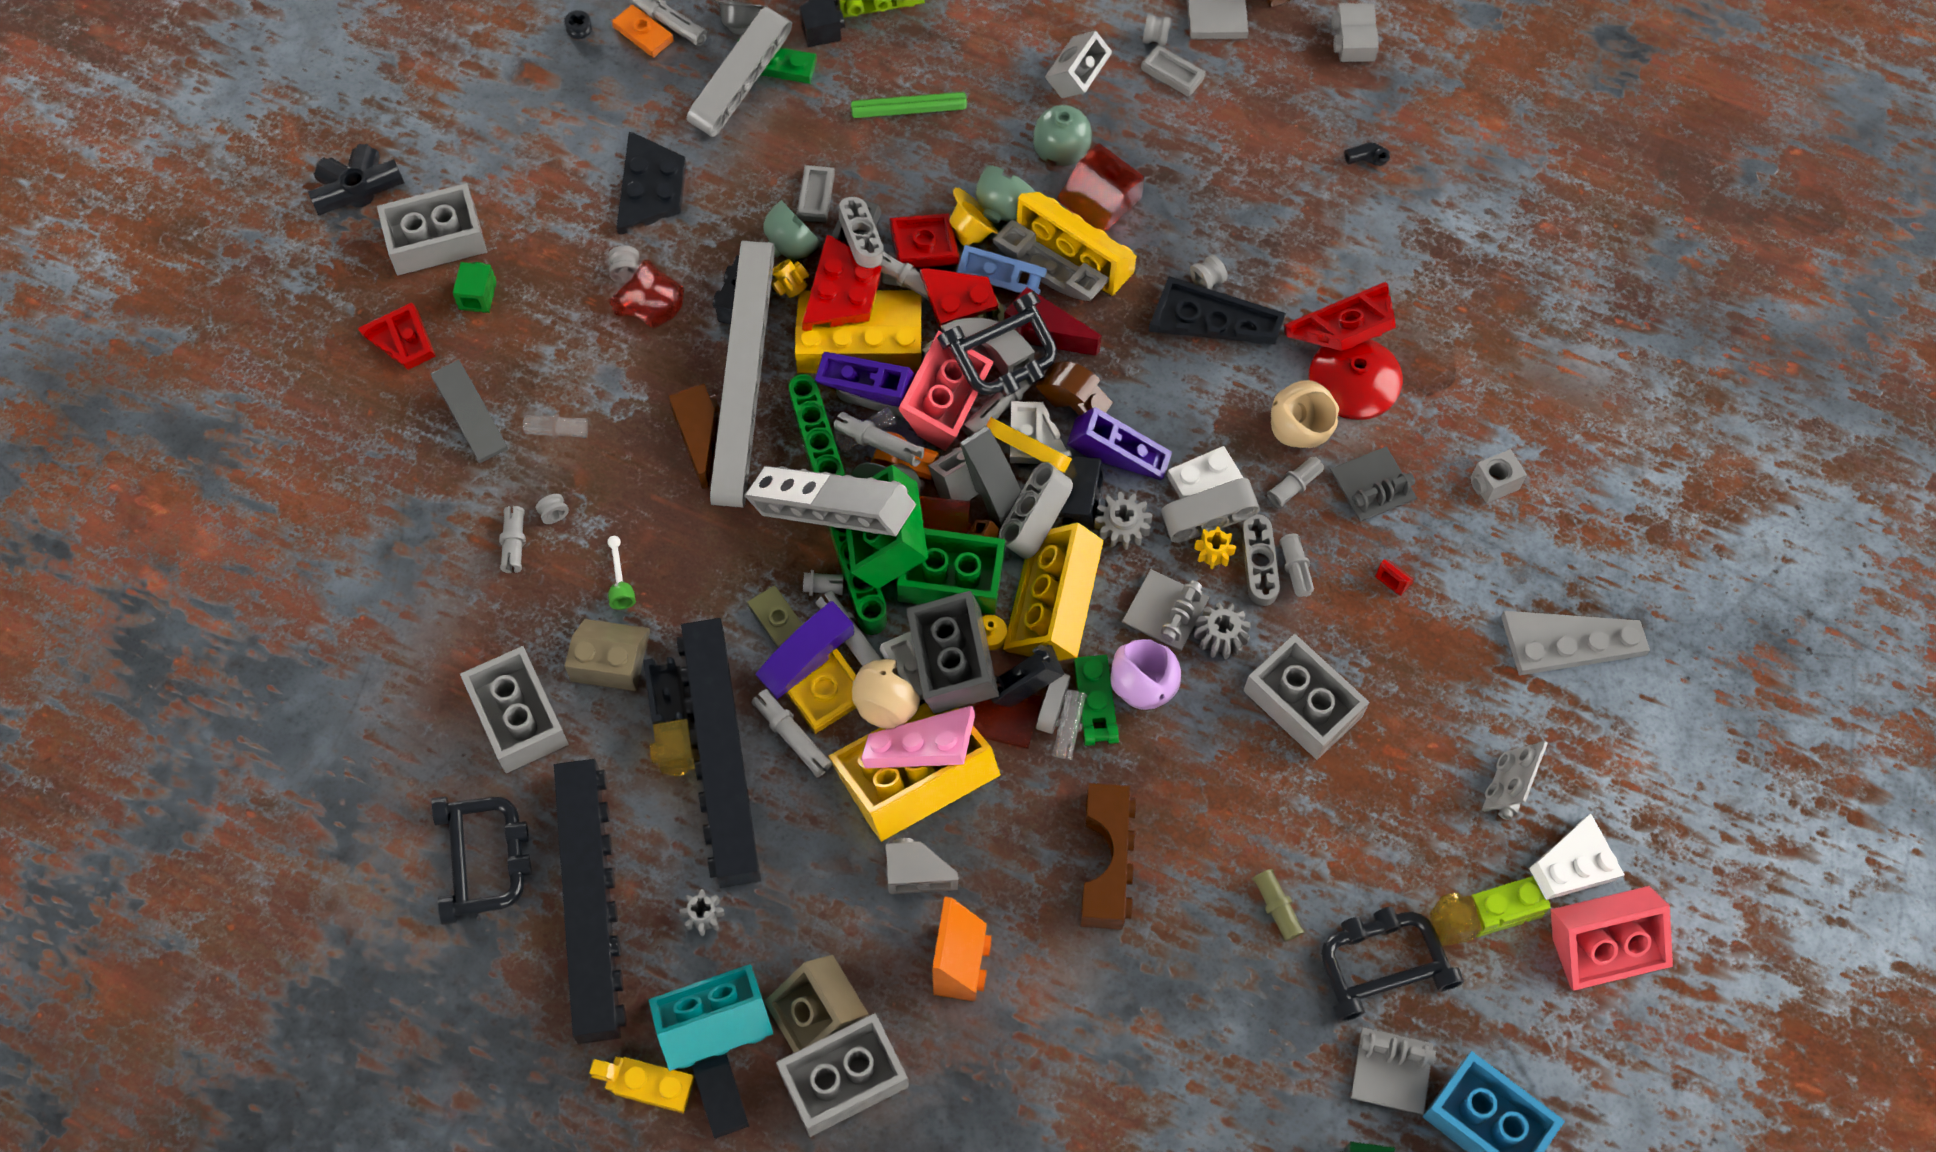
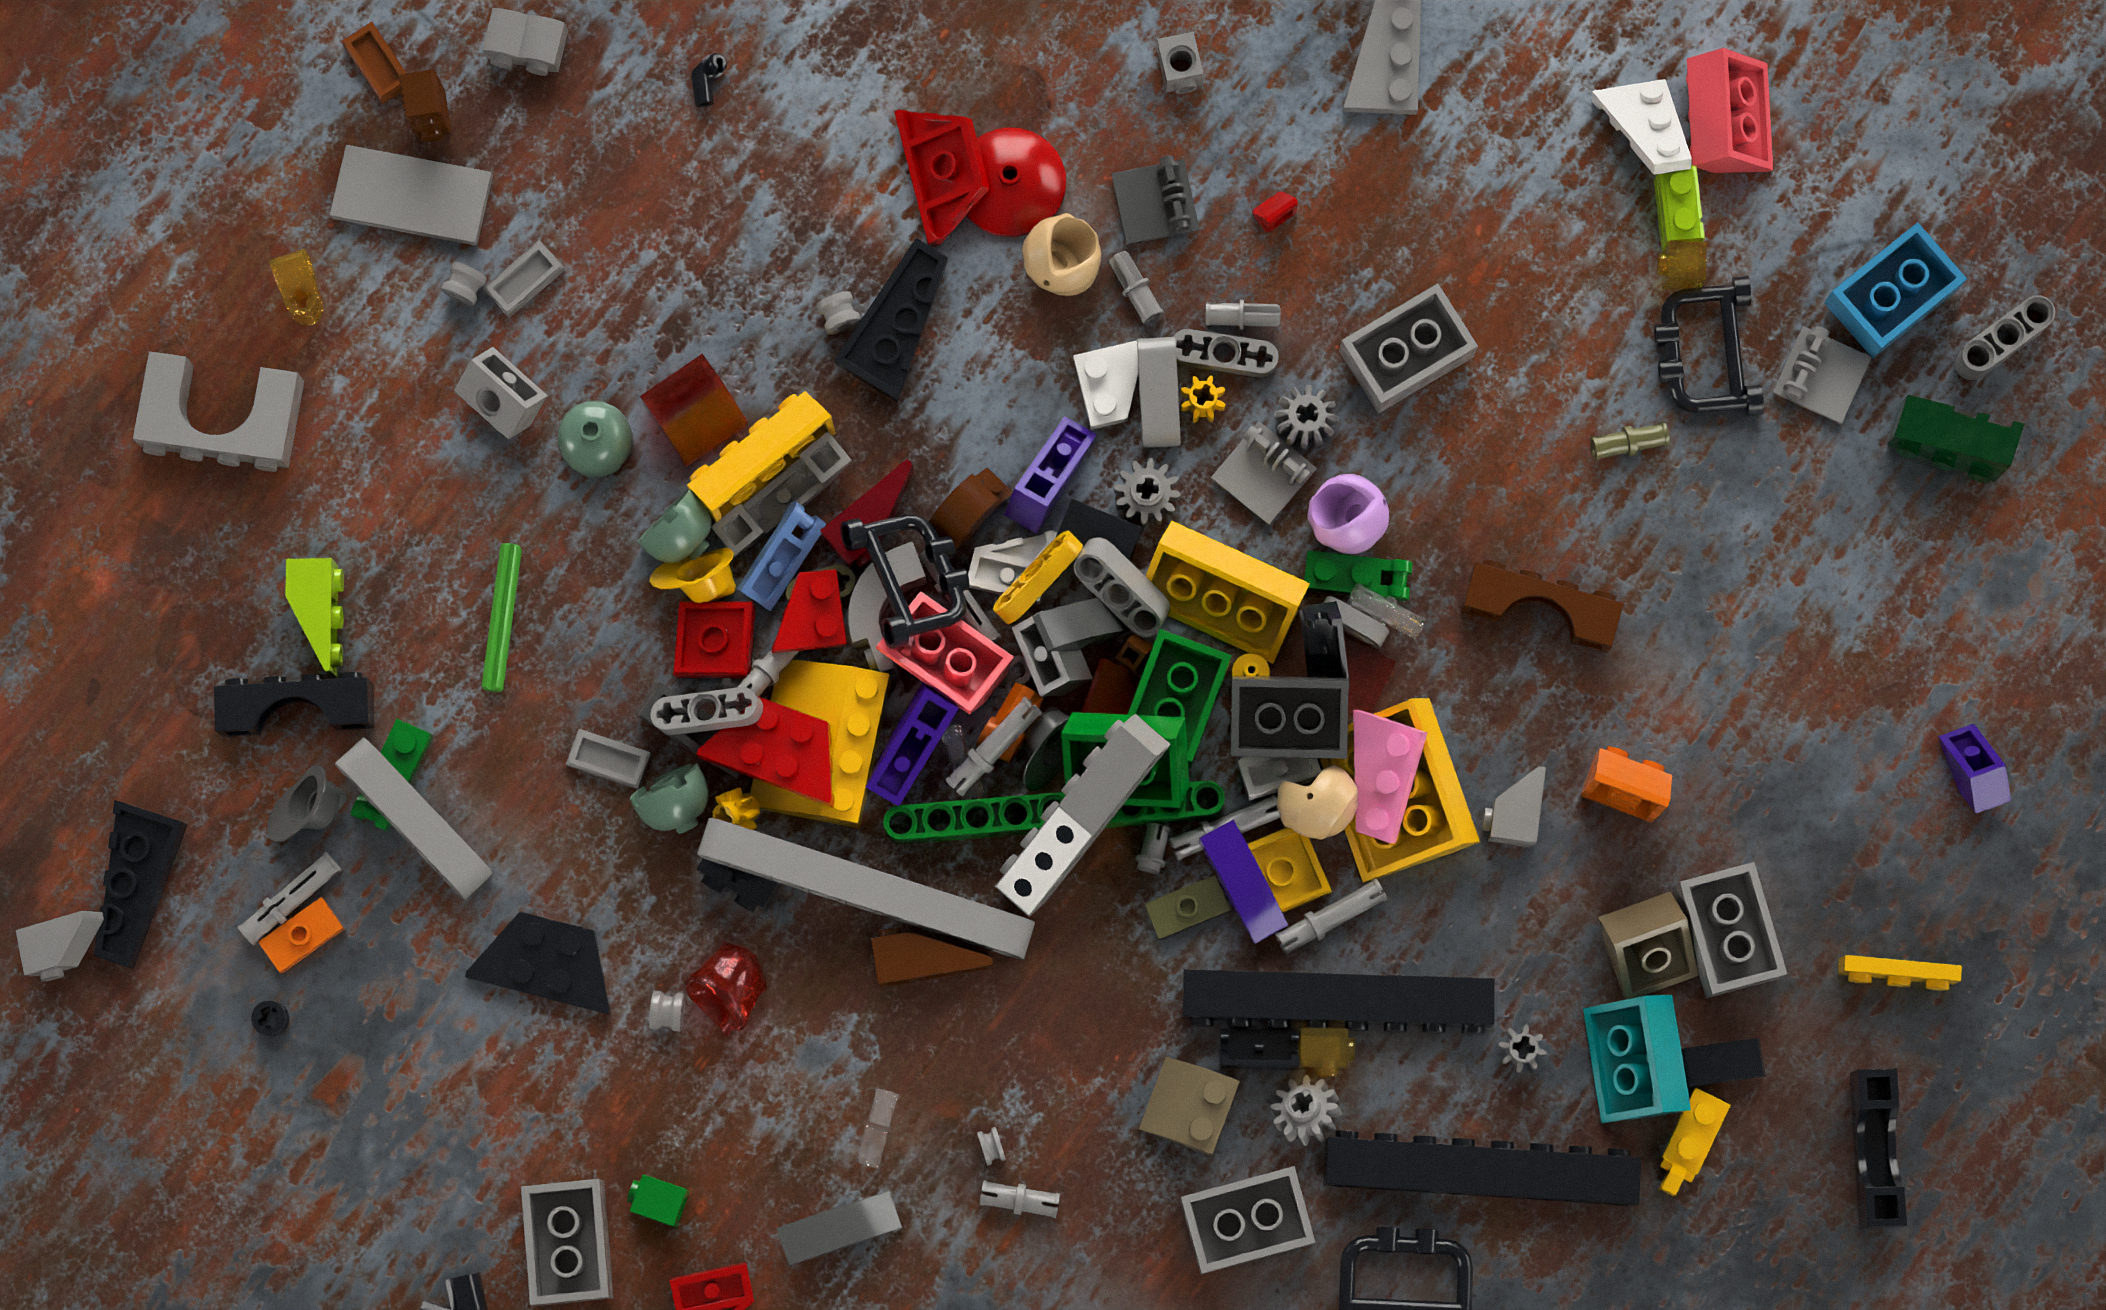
camera: 75 degrees left, 15 degrees up
(618, 741) = (1290, 1111): none -> light grey gear
(620, 594) = (1116, 1081): bright green hinge -> none
(1513, 779) = (1545, 157): light grey hinge -> none

